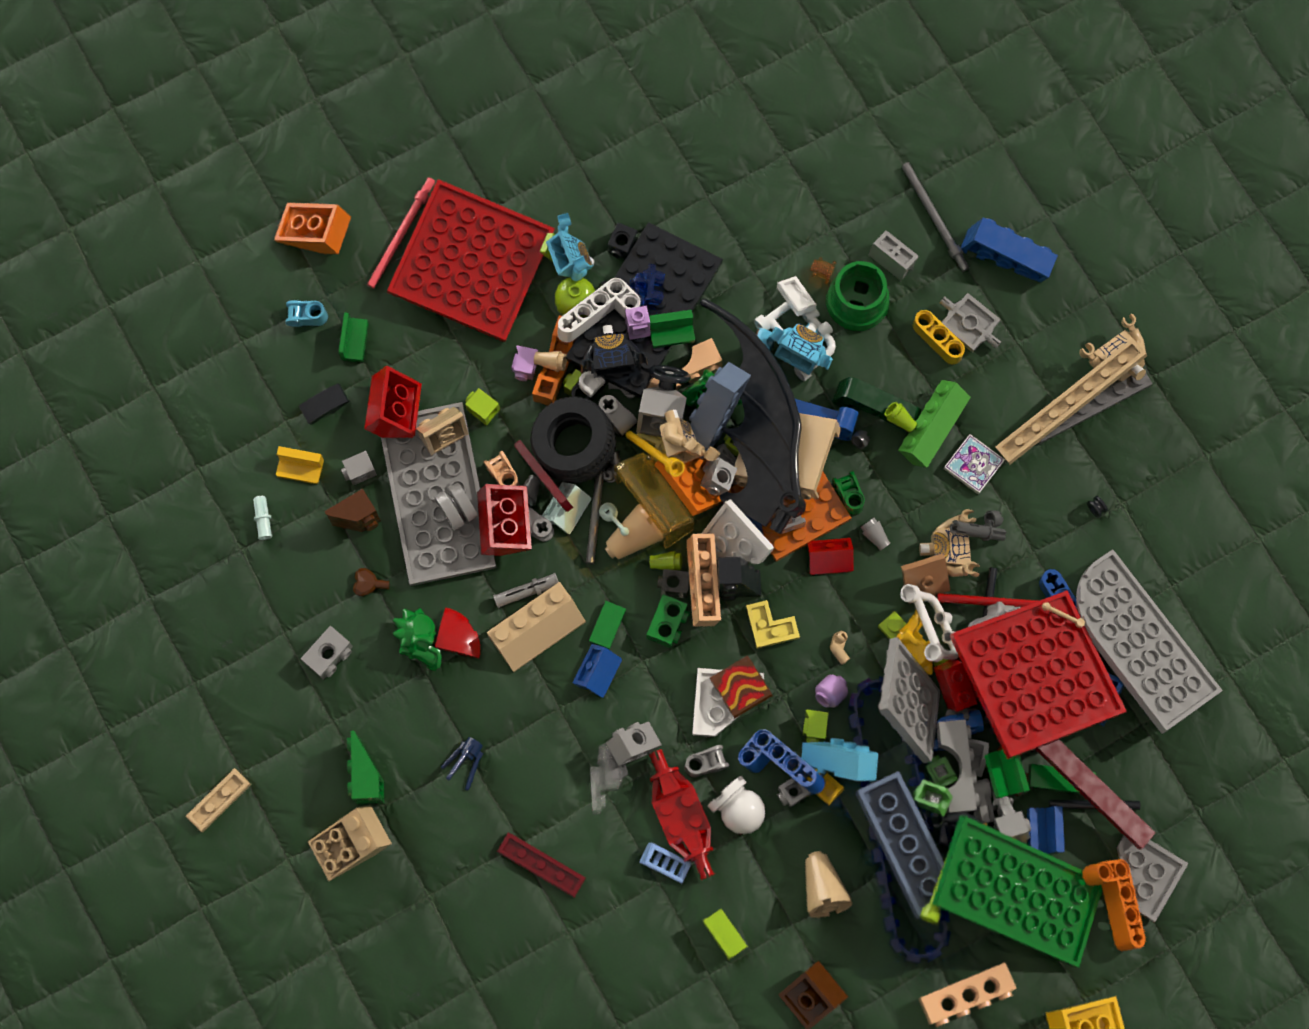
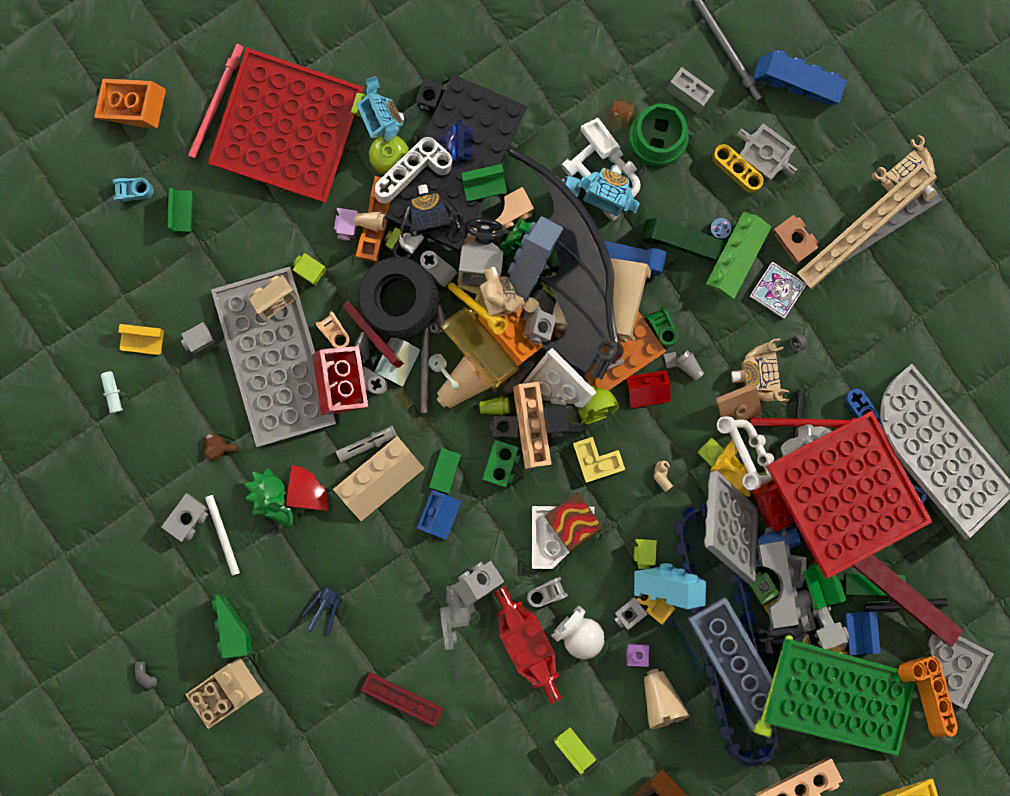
camera: 10 degrees left, 10 degrees up
(218, 800) = (98, 662): tan tile -> none
(264, 819) = (143, 678): none -> dark grey arm
(323, 403) = (158, 277): black slope -> none
(354, 513) = (199, 383): reddish brown slope -> none
(364, 675) = (222, 535): none -> white bar
(392, 404) = (224, 275): red slope -> none
(456, 506) = (293, 371): light grey wheel -> none
(637, 322) = (451, 179): lavender window -> none
(662, 869) = (498, 684): light blue slope -> none
(697, 528) = (520, 377): none -> black tile
(775, 568) = (598, 406): none -> lime cylinder
(789, 760) = (621, 592): blue beam -> none
(799, 834) = (637, 655): none -> medium lavender brick
(831, 691) = (658, 518): lavender head -> none
(855, 528) = (670, 359): none -> light grey window
(860, 439) = (670, 274): dark grey hinge -> none
(899, 416) = (705, 252): lime cone -> none
(917, 396) = (720, 228): none -> medium blue tile
(932, 797) = (758, 617): bright green window -> none
(984, 531) = (790, 357): dark grey axle -> none
(995, 424) = (796, 251): none -> nougat brick
(1078, 622) = (884, 441): tan hinge -> none
(1097, 506) = (895, 323): black bush -> none

